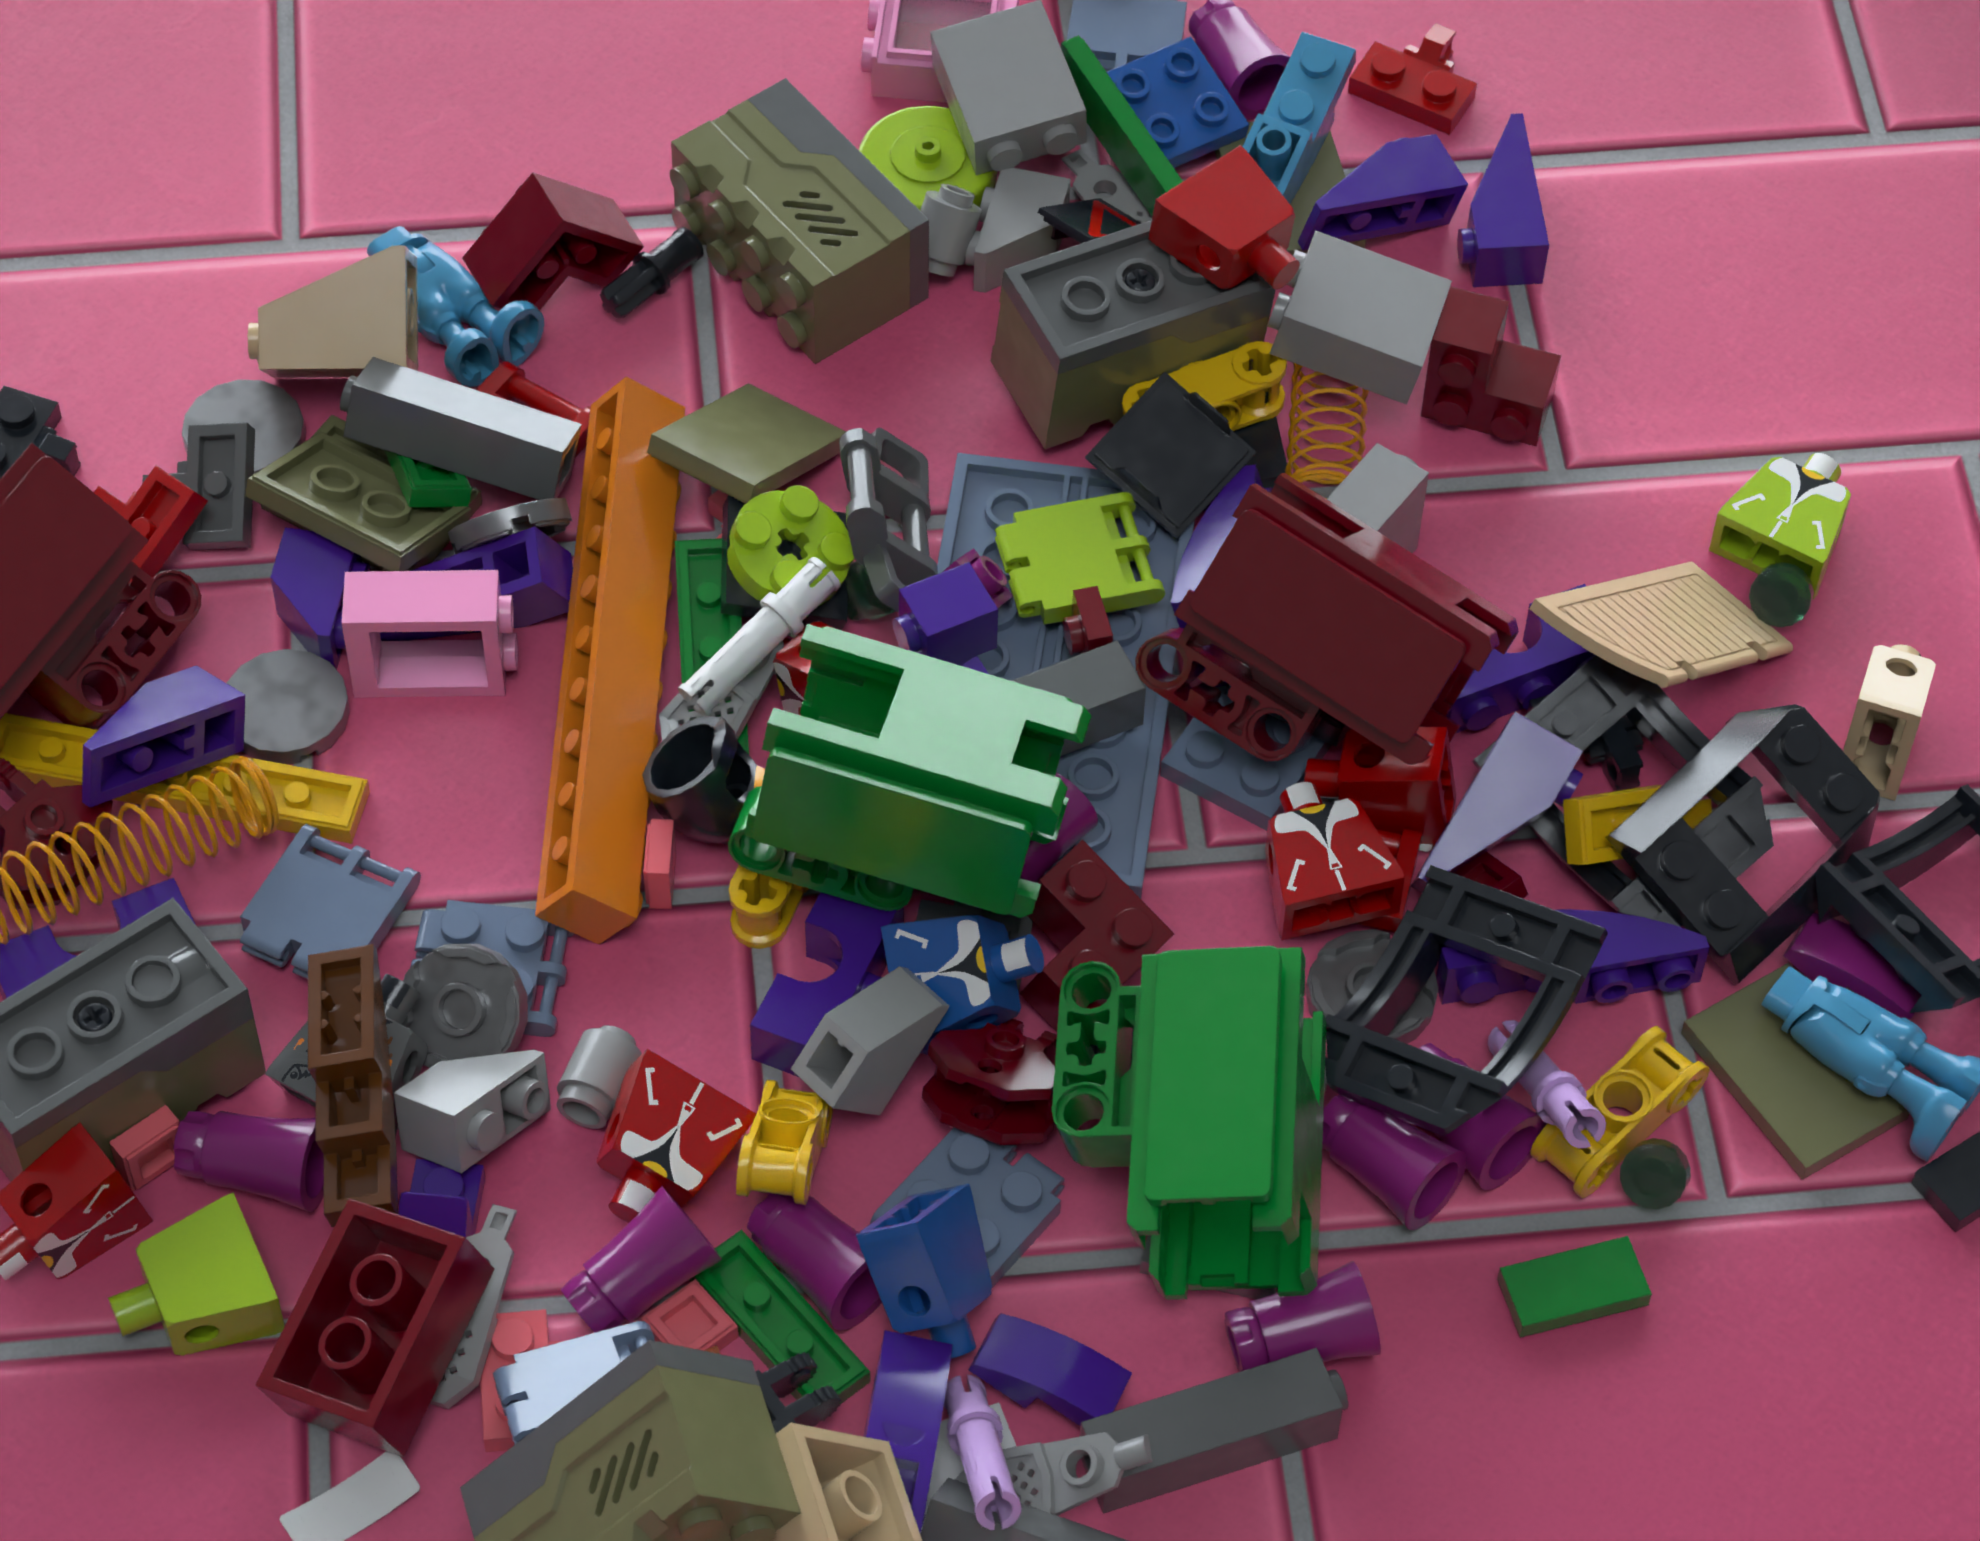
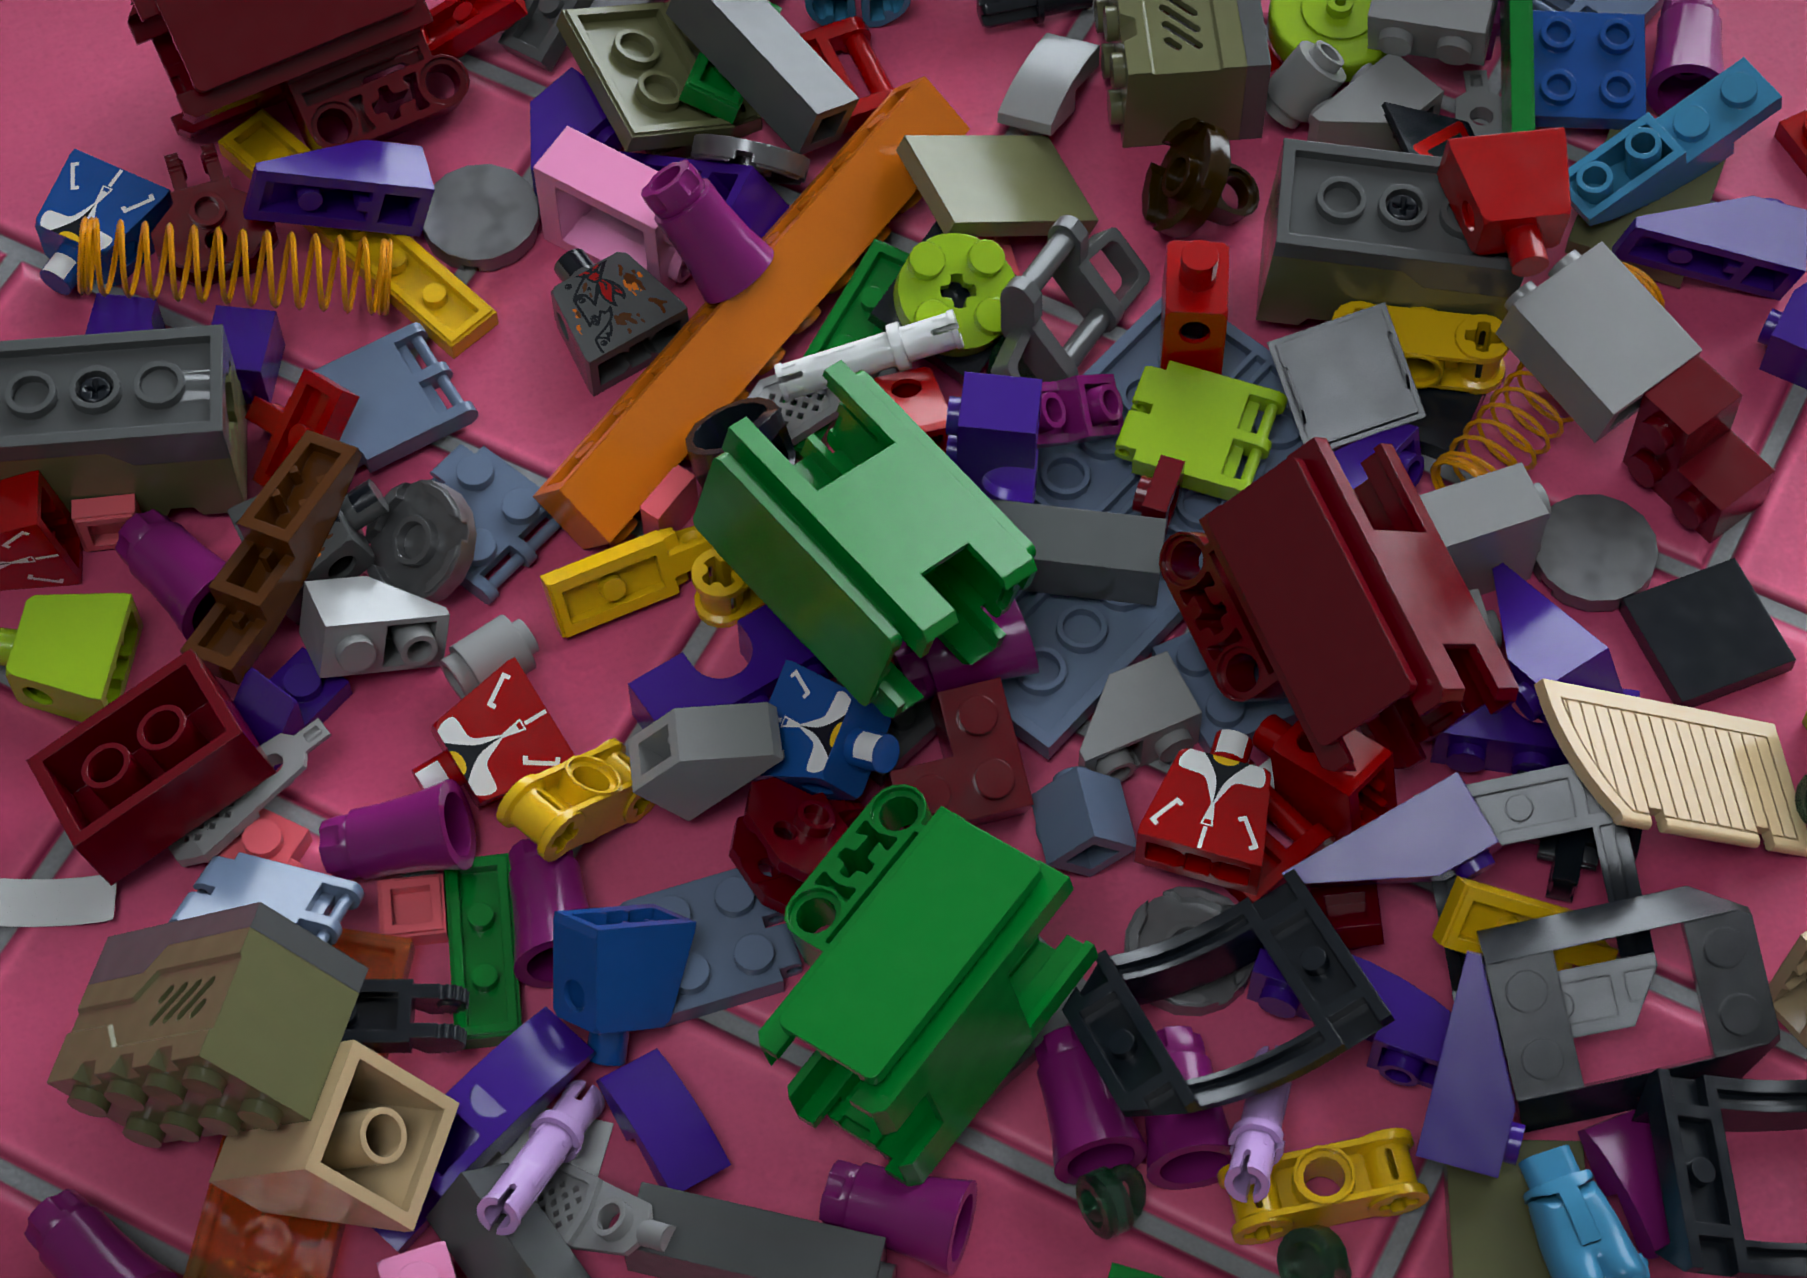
camera: 35 degrees right, 5 degrees up
(277, 968) = (313, 406): none -> red hinge
(482, 727) = (613, 316): none -> dark grey torso
(546, 601) = (706, 232): none -> magenta plant
(666, 944) = (621, 578): none -> yellow hinge
(719, 339) = (1047, 83): none -> light grey slope
(912, 356) = (1192, 179): none -> dark brown tile
(996, 441) = (1195, 291): none -> red torso
(1196, 824) = (1141, 719): none -> light grey slope
(1215, 916) = (1083, 821): none -> sand blue brick
(1460, 1220) = (1106, 1202): none -> clear green tile
(1466, 499) = (1596, 552): none -> flat silver tile
(1506, 579) = (1547, 644): none -> dark purple slope
(1590, 517) = (1707, 634): none -> black tile
(1691, 958) = (1472, 1093): none -> dark purple slope

